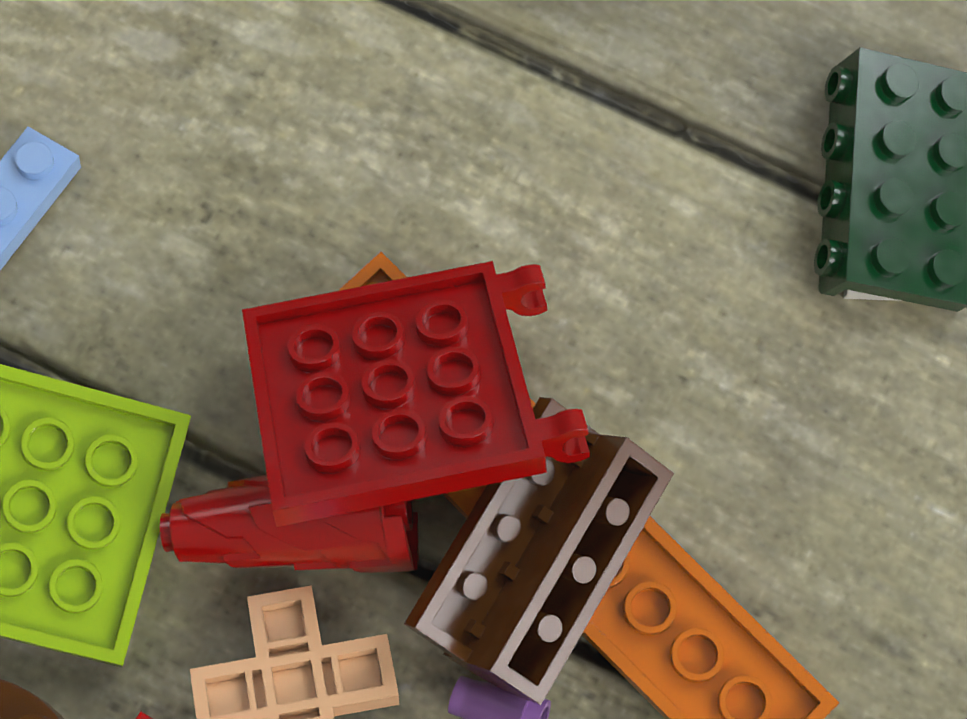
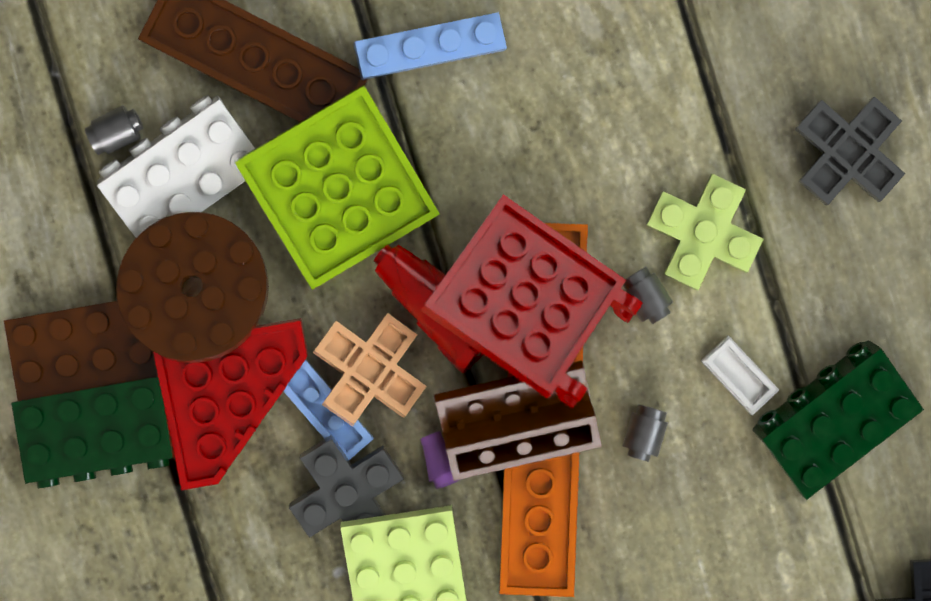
camera: 50 degrees right, 15 degrees up
(525, 134) = (704, 232): none -> yellowish green plate
(551, 251) = (651, 293): none -> flat silver brick
(706, 418) = (645, 432): none -> flat silver brick
(739, 248) = (740, 375): none -> white tile

